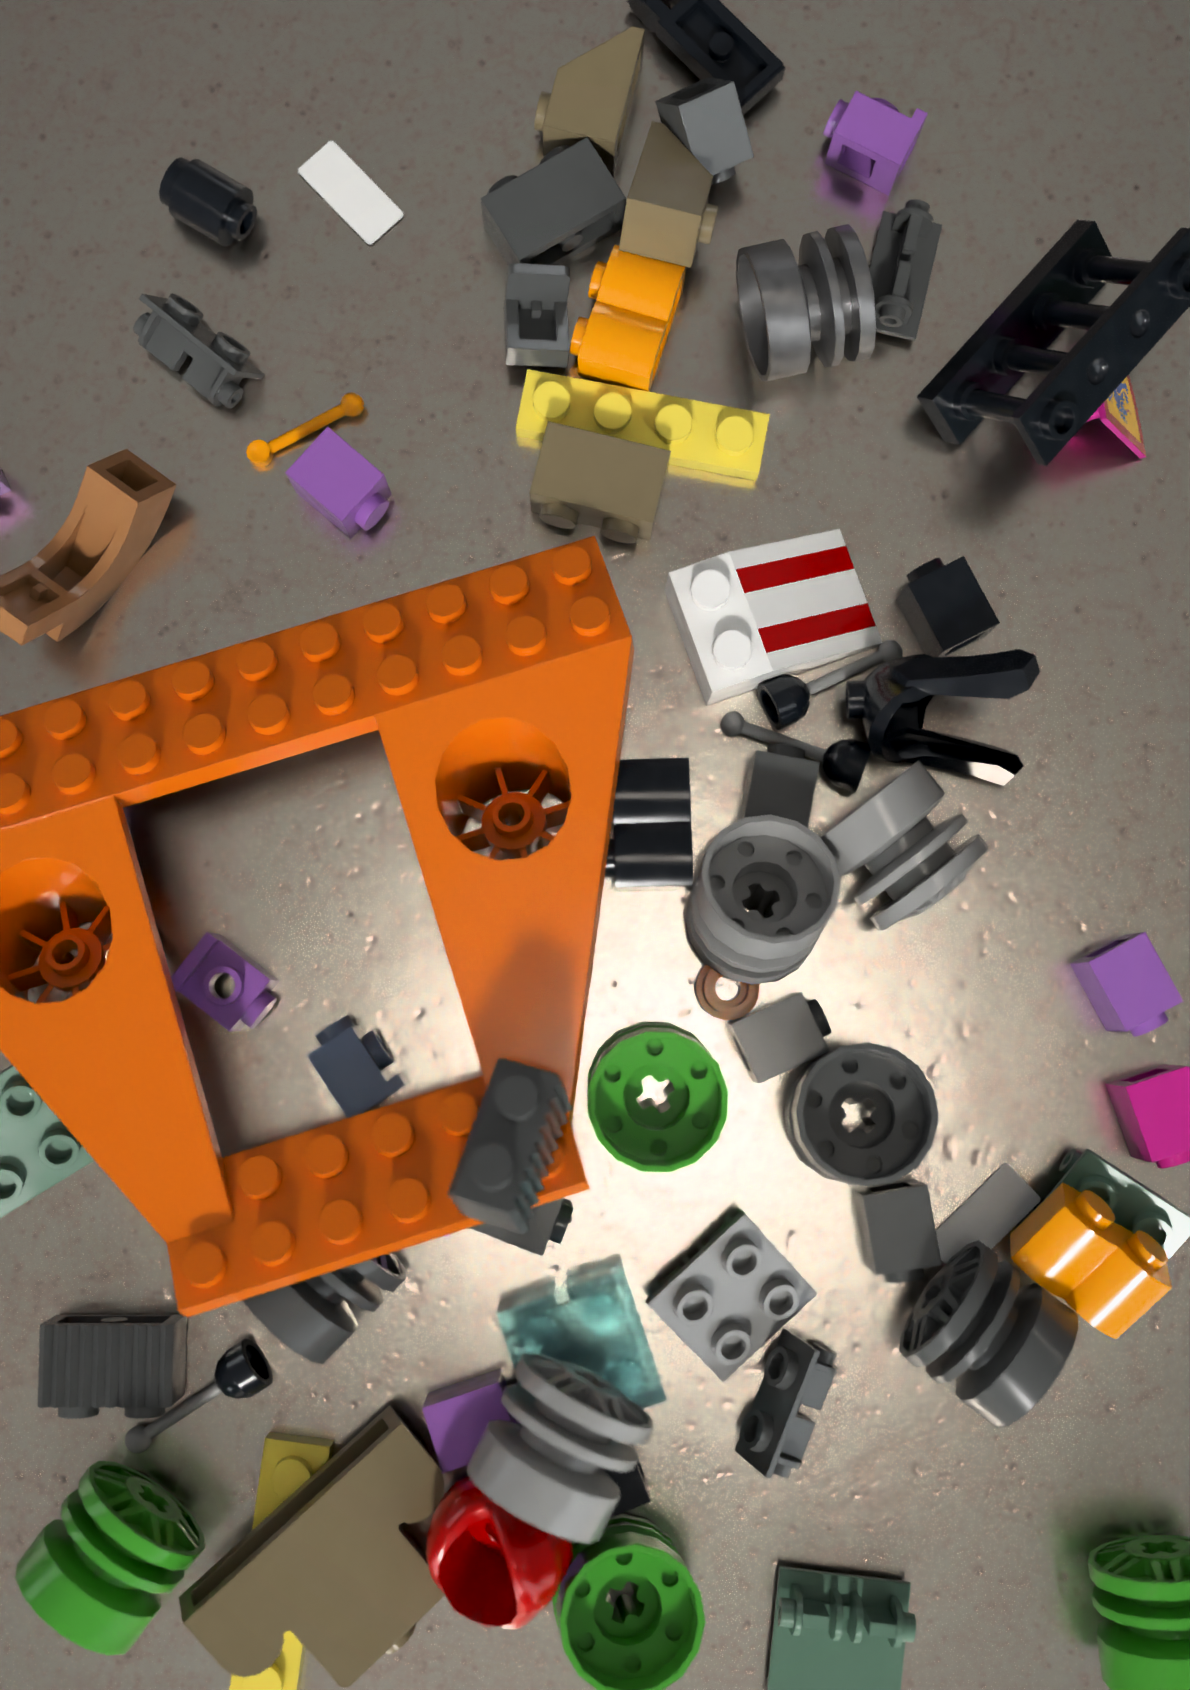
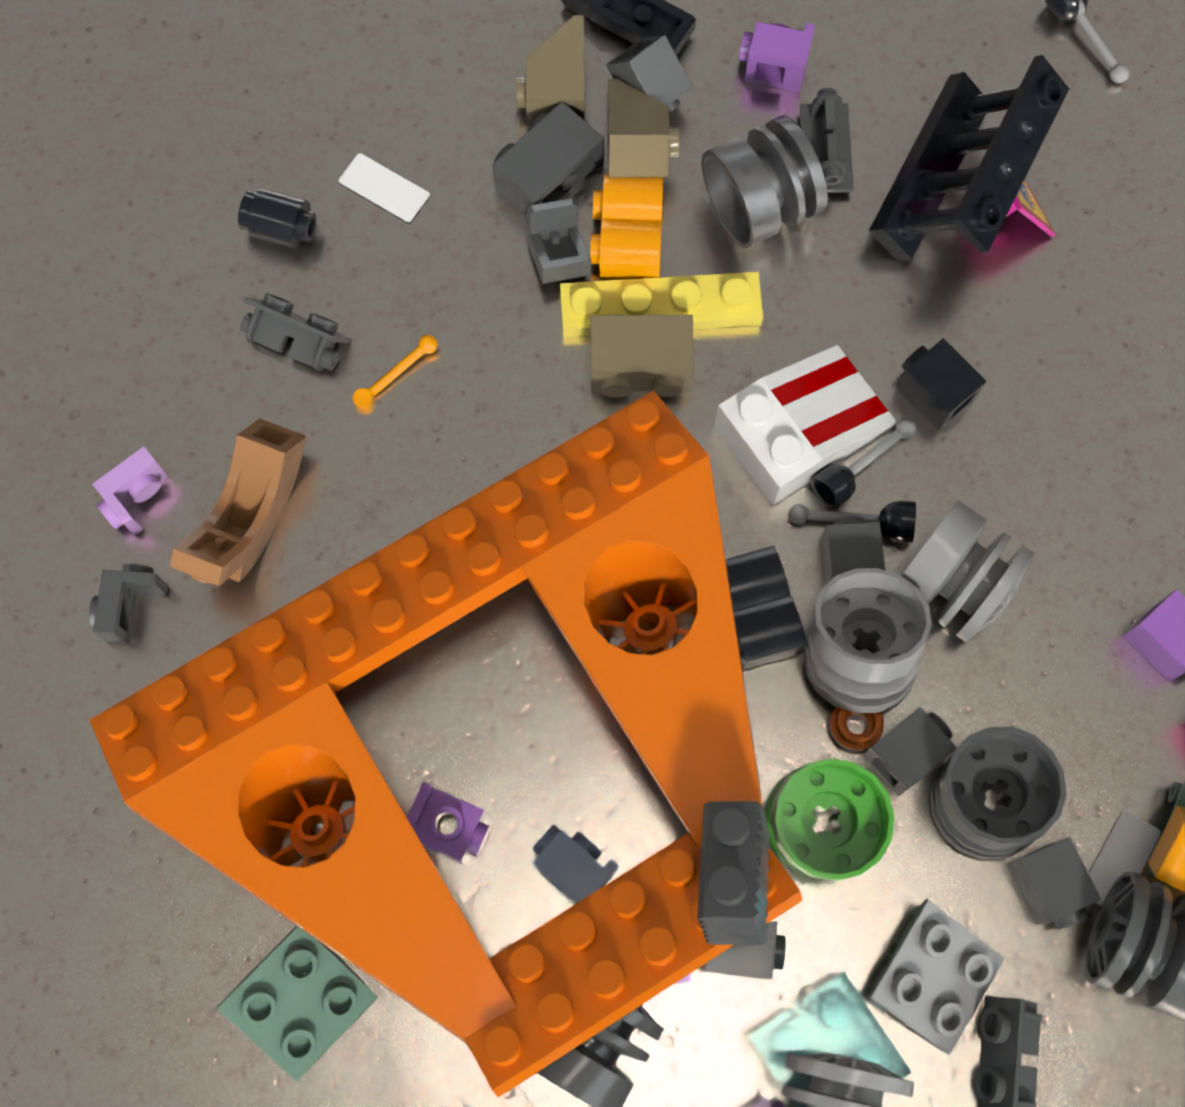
camera: 10 degrees left, 10 degrees down
(340, 484) = (436, 405): medium lavender brick -> none
(896, 699) = (924, 452): black piece -> none

